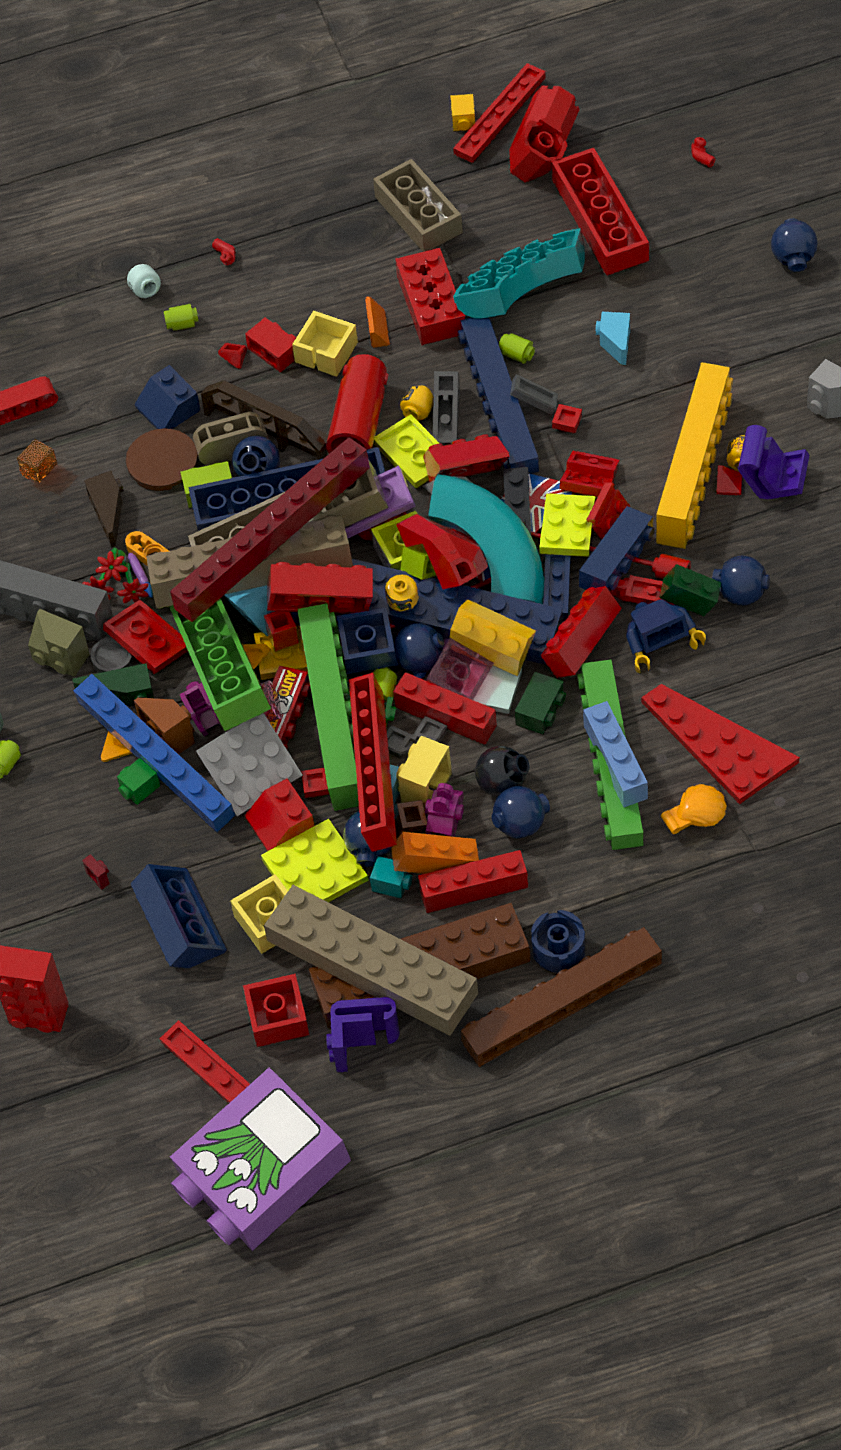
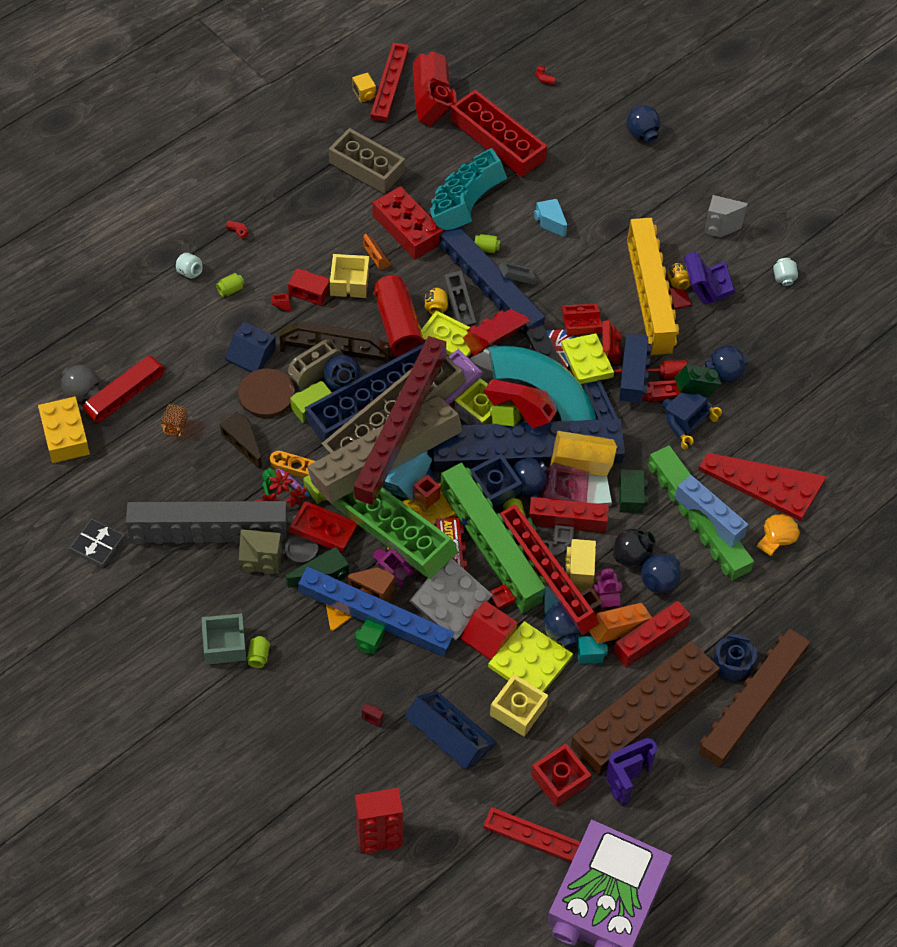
camera: 30 degrees left, 0 degrees up
(309, 585) = (446, 452): red brick -> none
(371, 959) = (620, 714): dark tan brick -> none
(401, 593) = (507, 439): yellow head -> none
(567, 418) = (547, 284): red plate -> none
(580, 631) = (638, 431): red brick -> none

